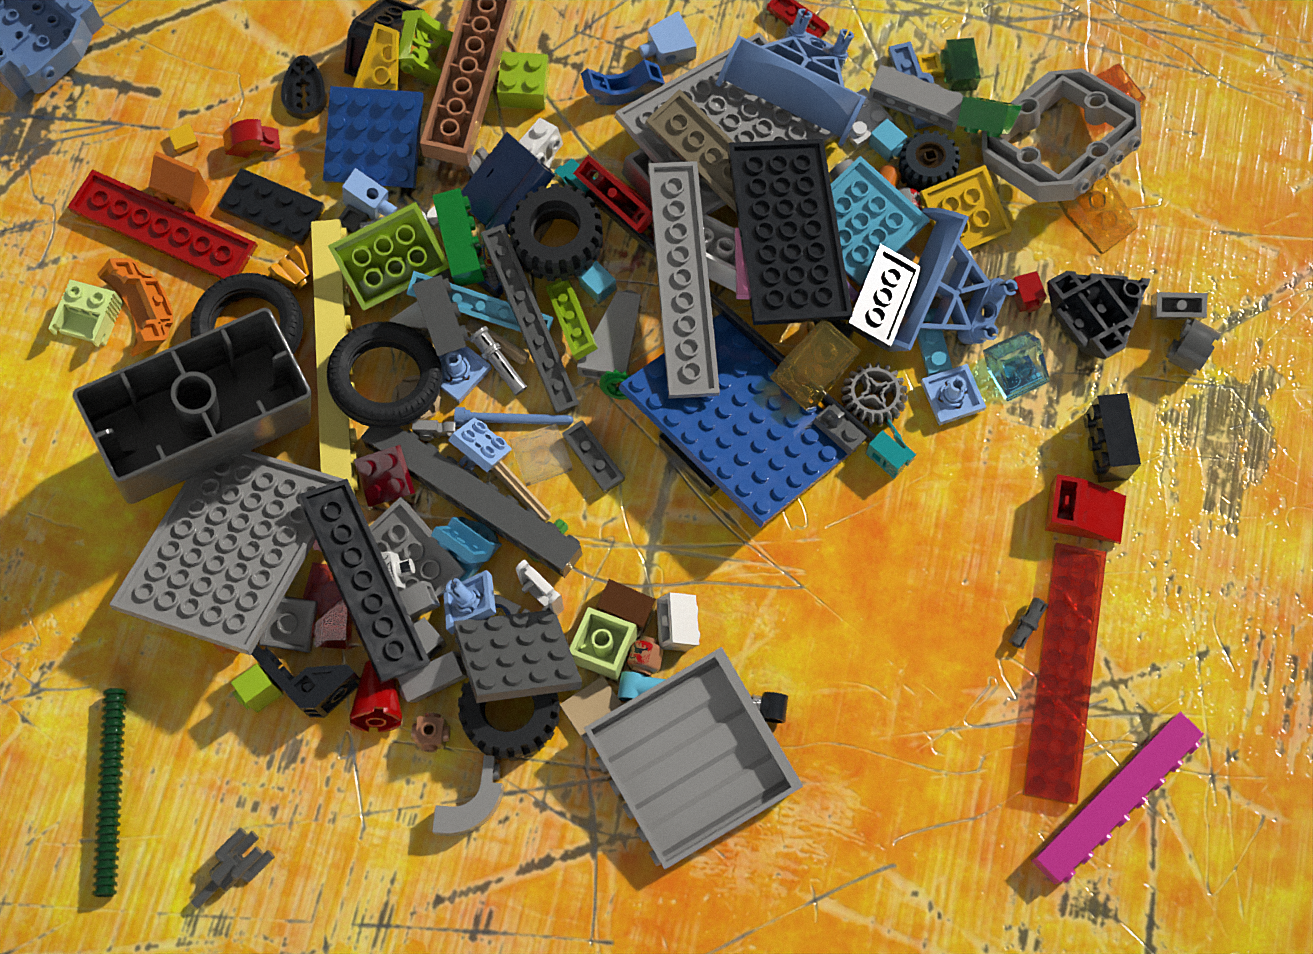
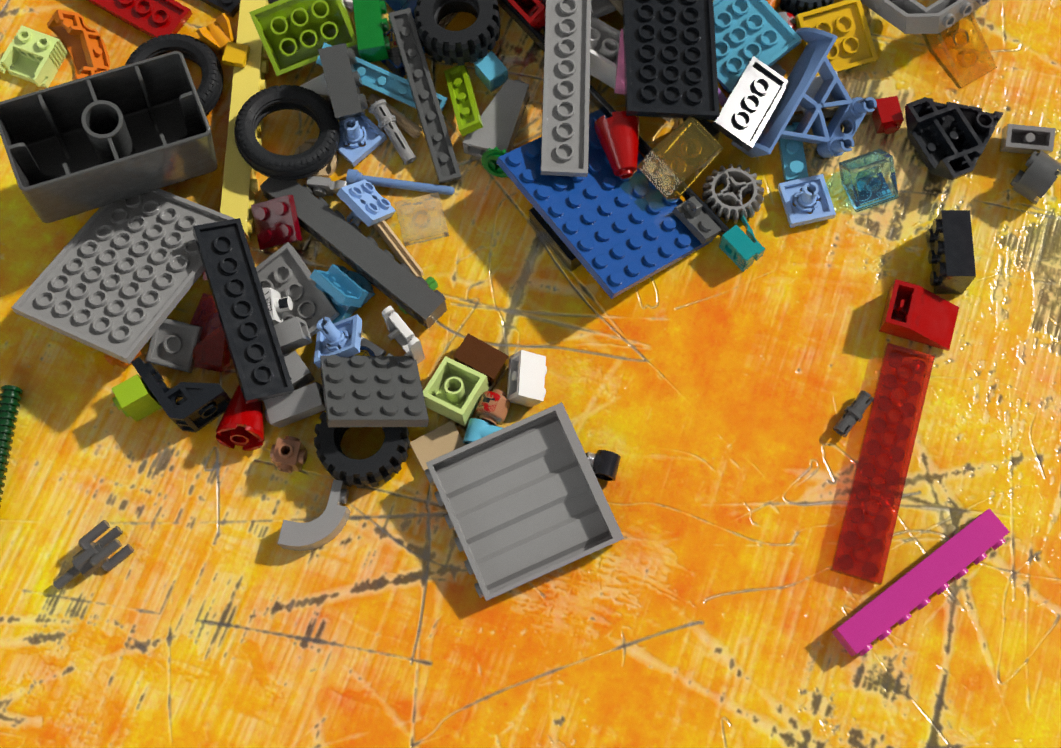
camera: 10 degrees right, 0 degrees up
(315, 291) = (236, 54): none -> yellow tile
(593, 456) = (468, 224): dark grey plate -> none
(748, 353) = (620, 142): none -> red cone

